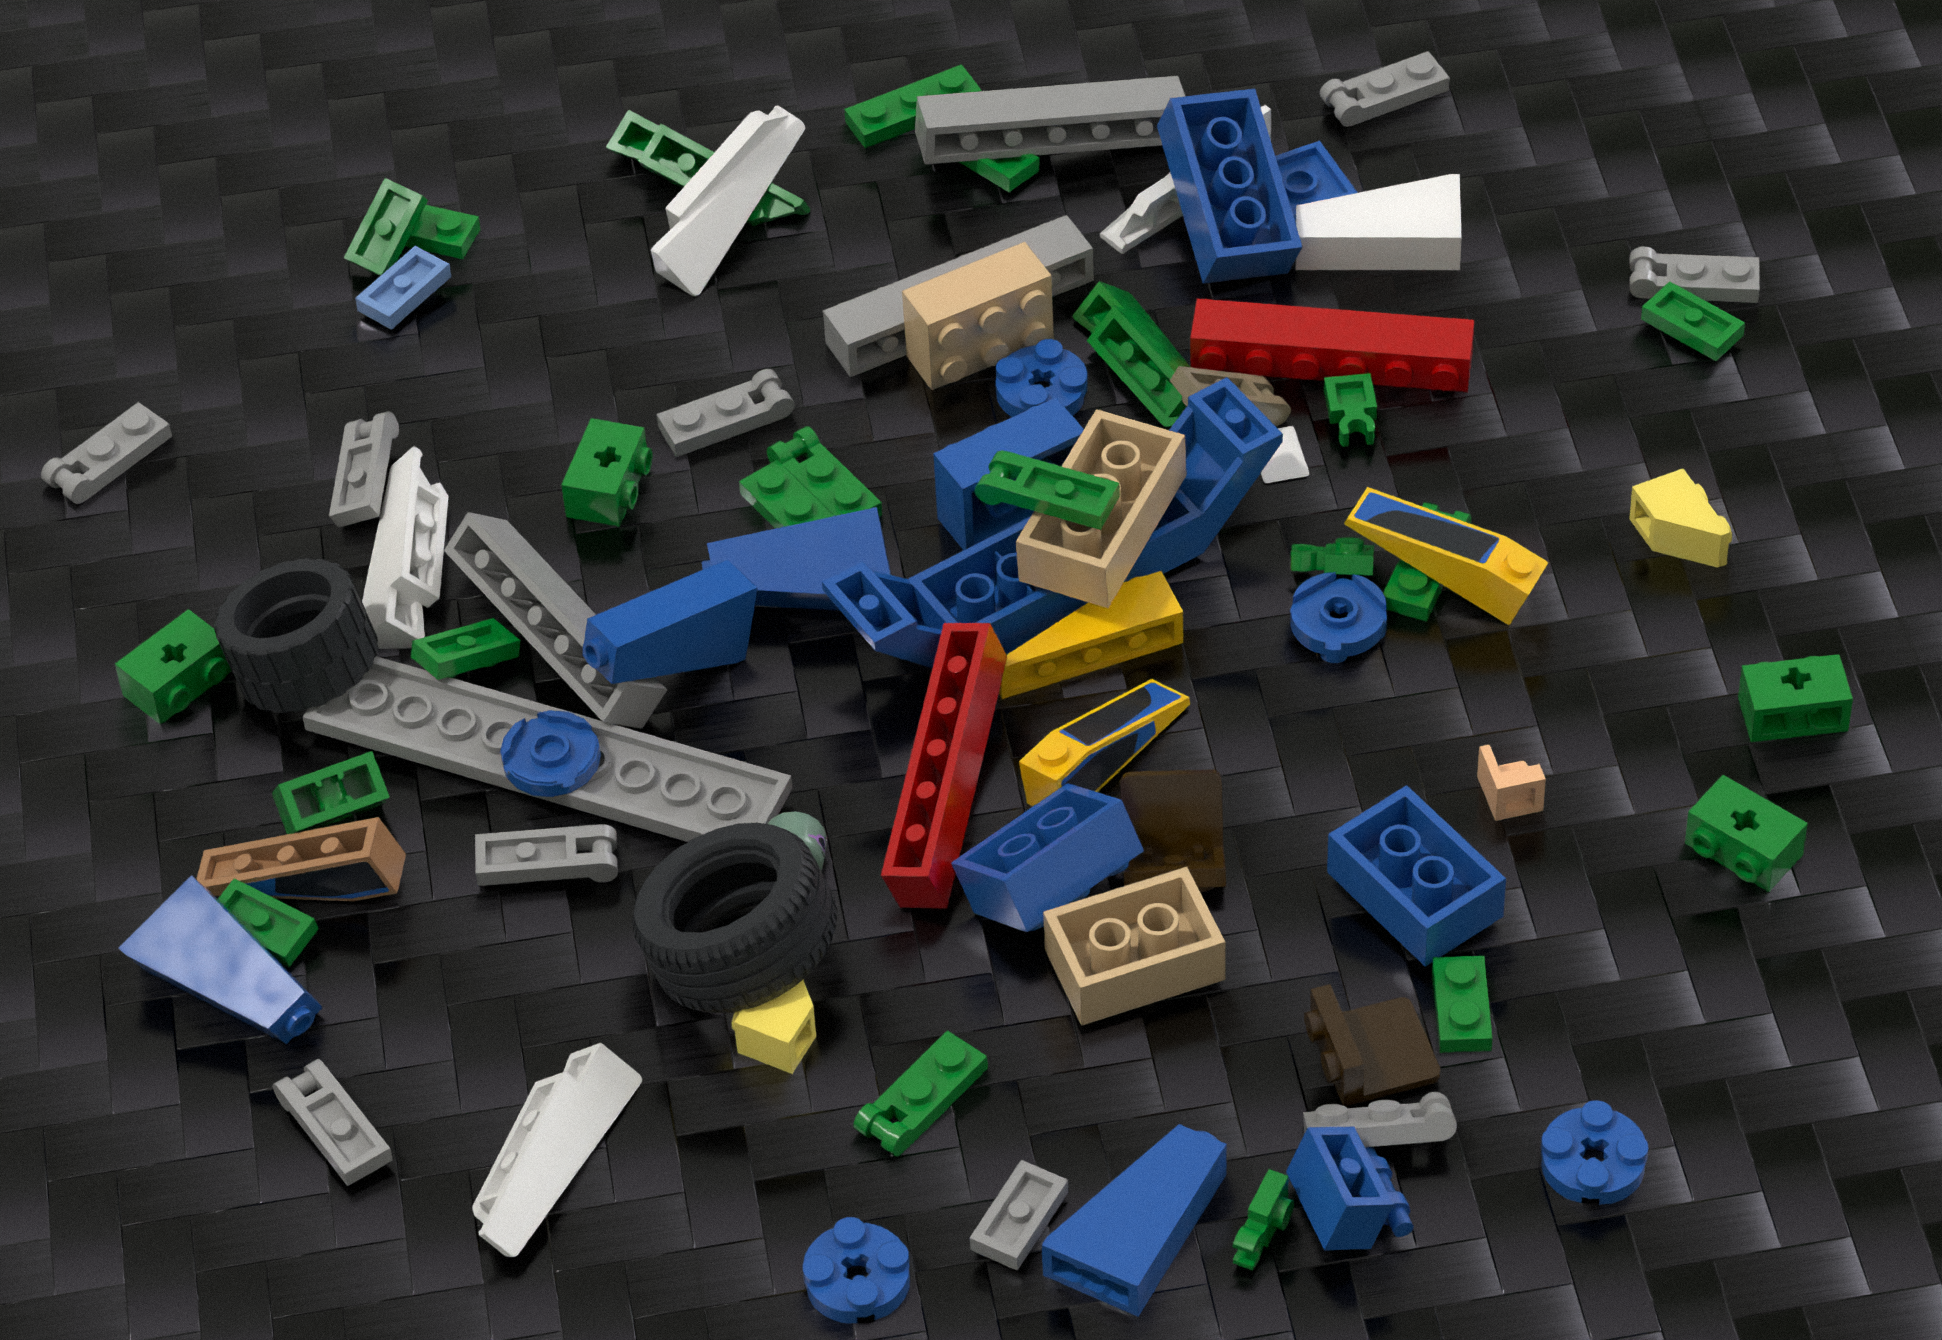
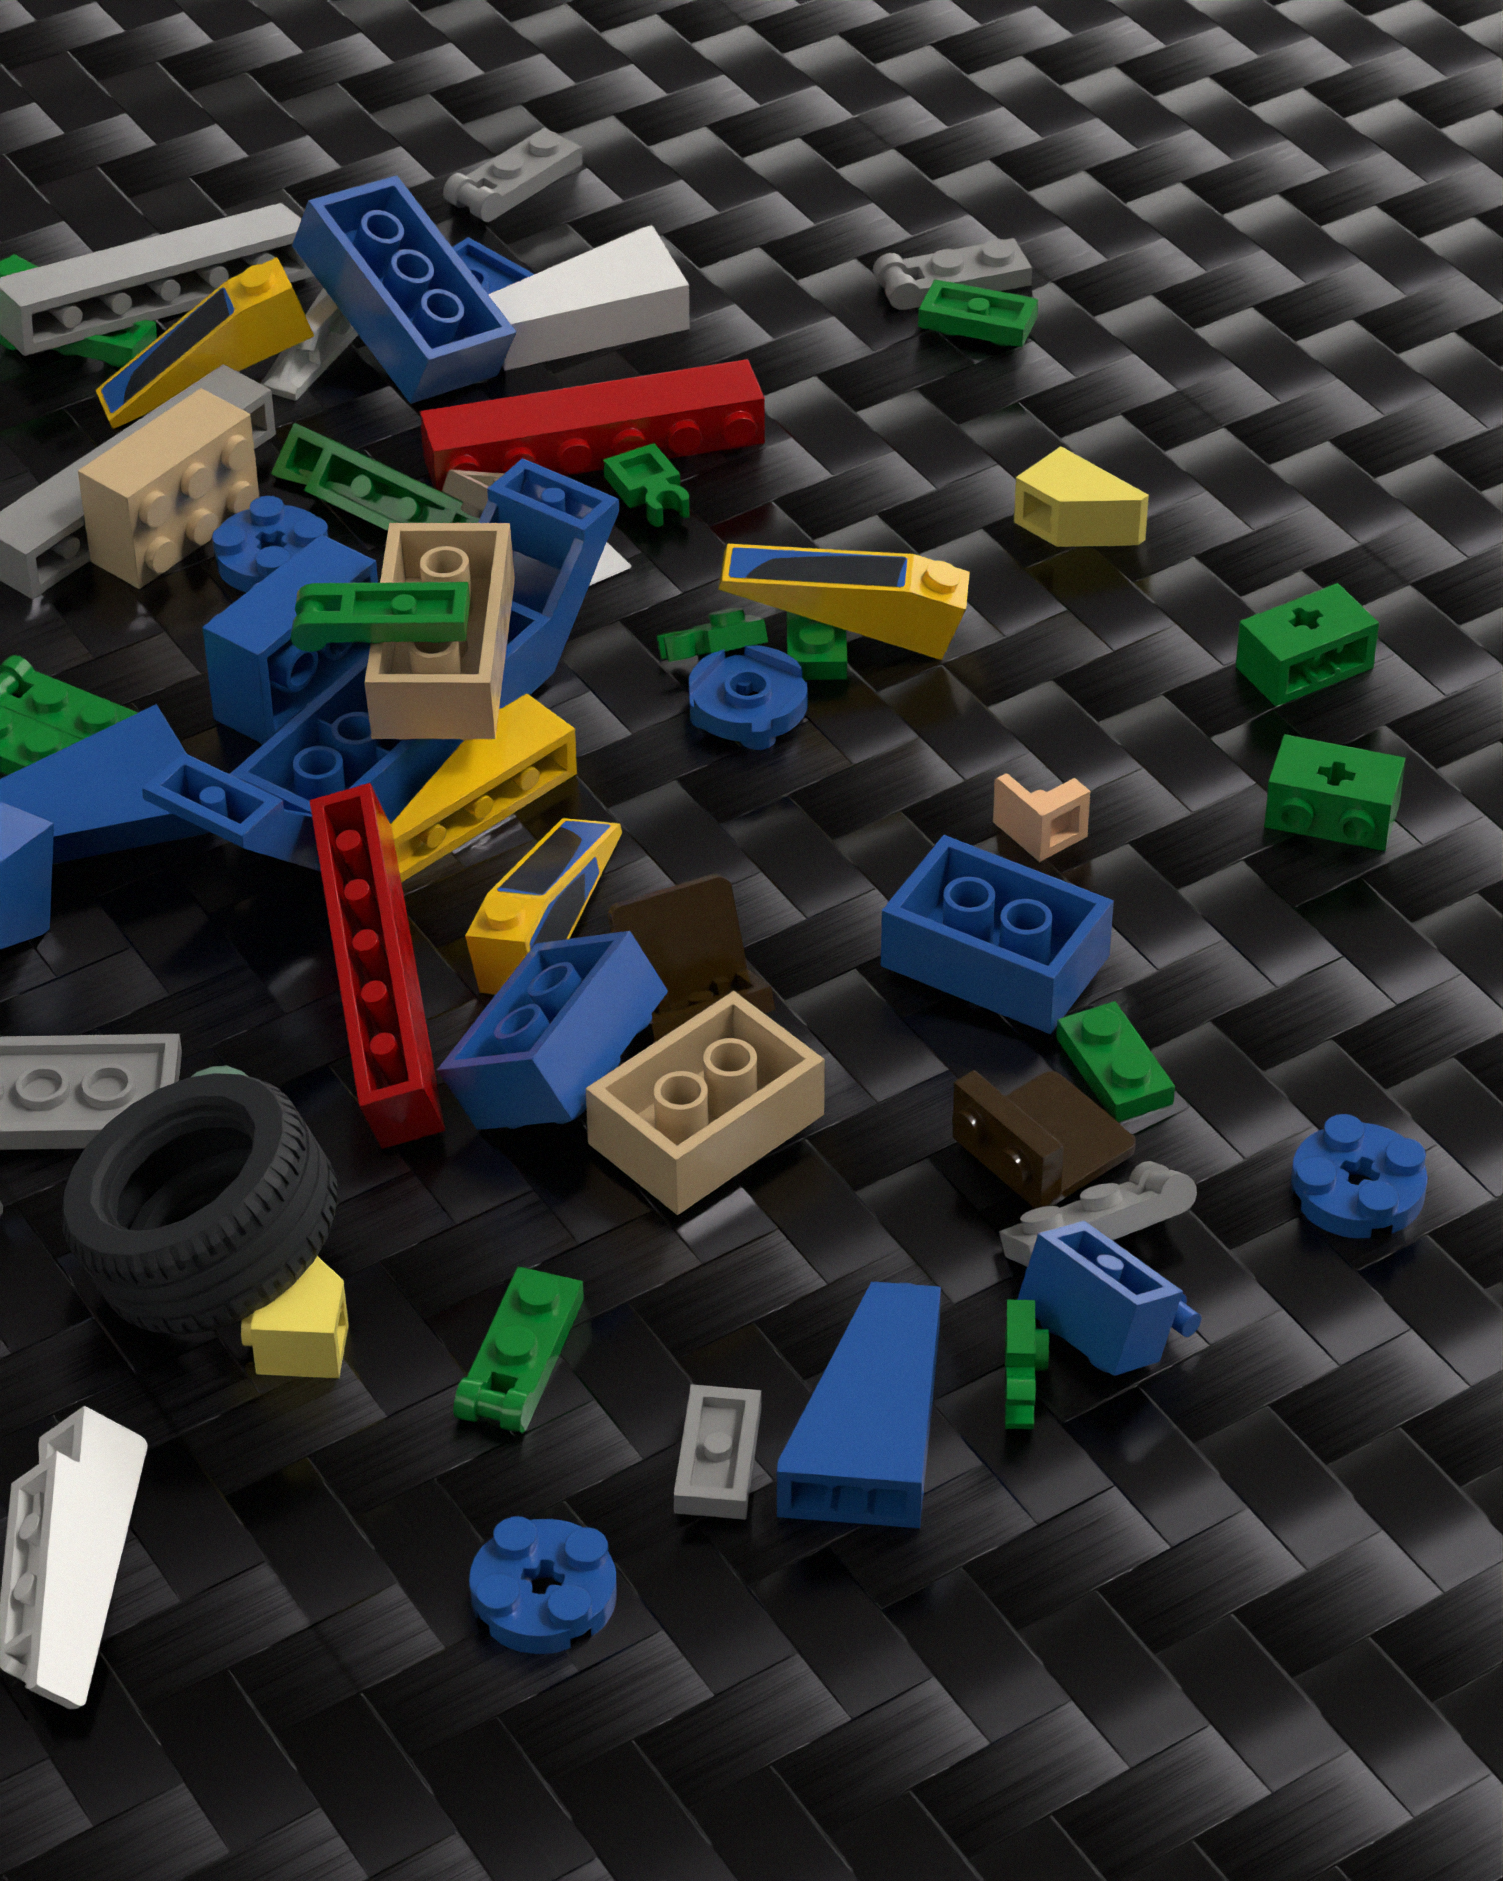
camera: 25 degrees left, 5 degrees down
(1083, 186) = (233, 326): none -> yellow slope

